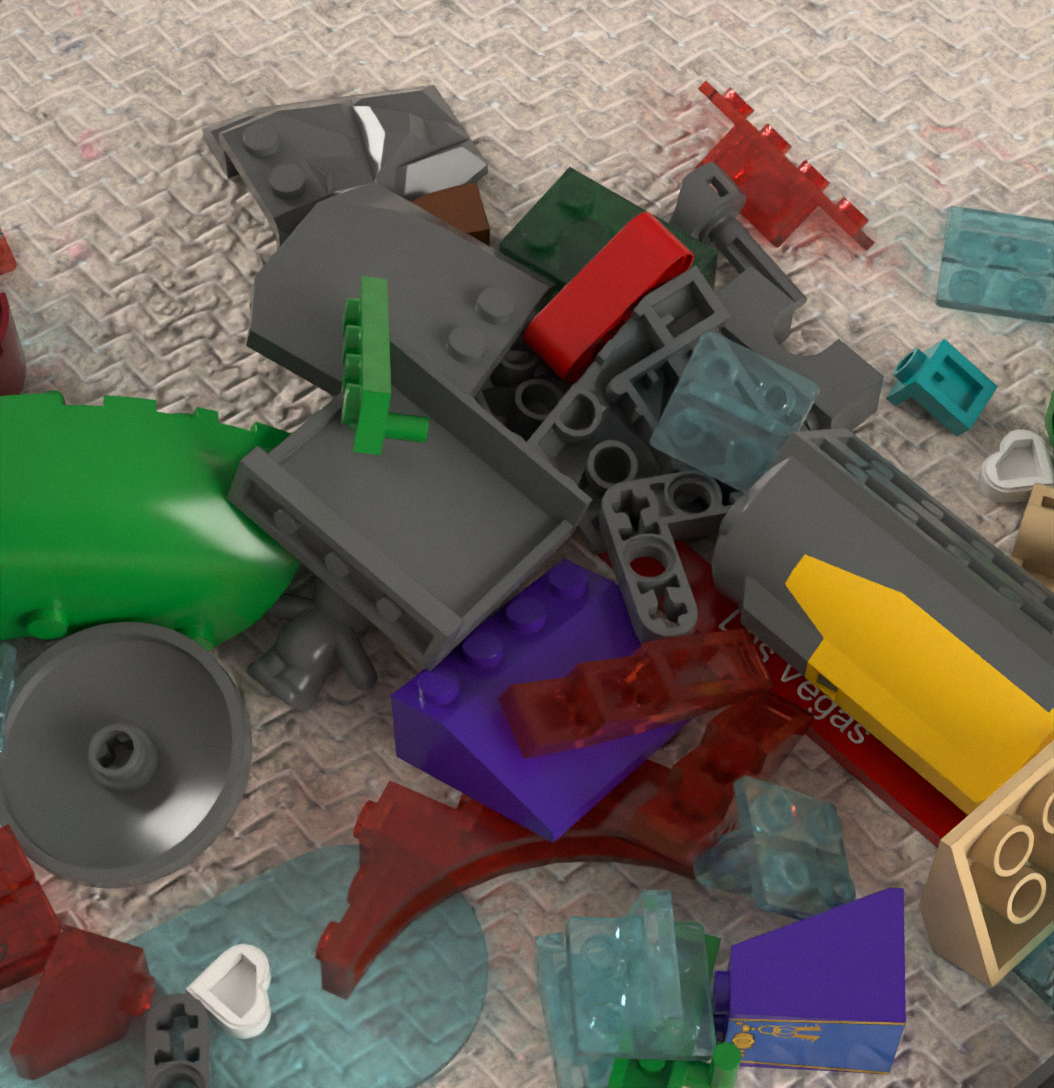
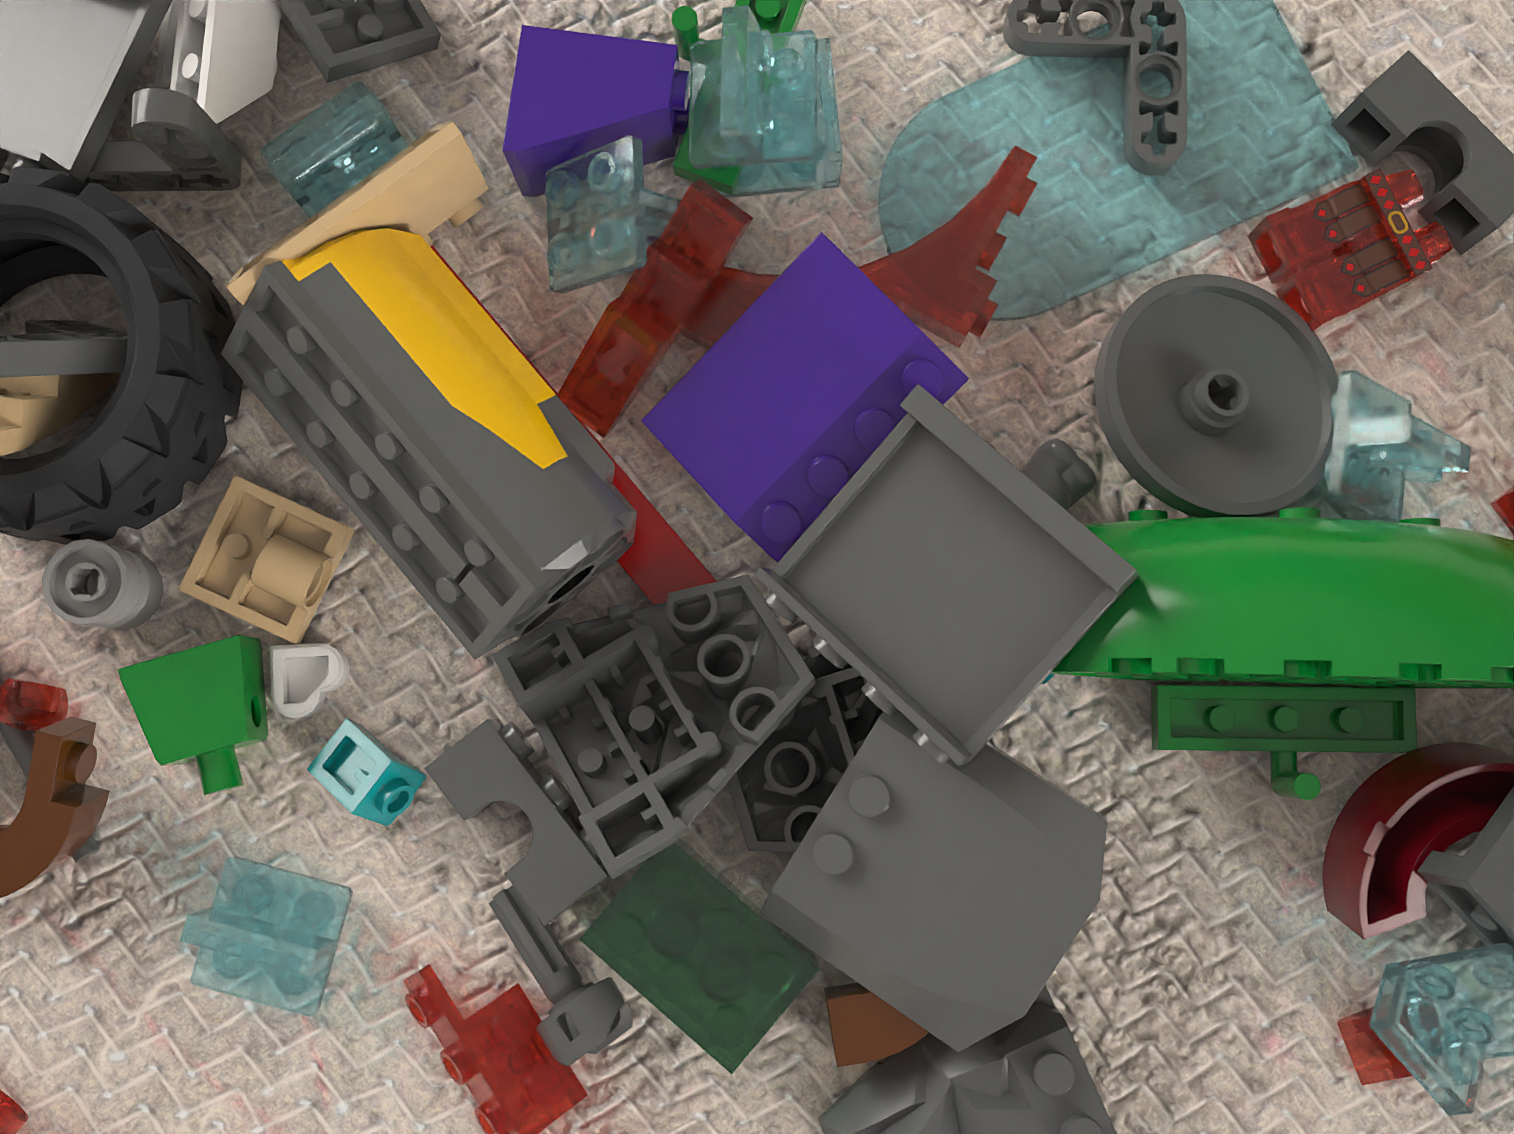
camera: 175 degrees left, 25 degrees up
(81, 1001) = (1243, 165): clear red slope -> none
(236, 990) = (1105, 176): white tile -> none
(368, 373) = (996, 666): green plate -> none
(604, 295) = (705, 863): red beam -> none
(635, 693) = (727, 378): clear red slope -> none
(658, 528) = (675, 584): dark grey beam -> none
(732, 411) = (591, 675): clear light blue bracket -> none

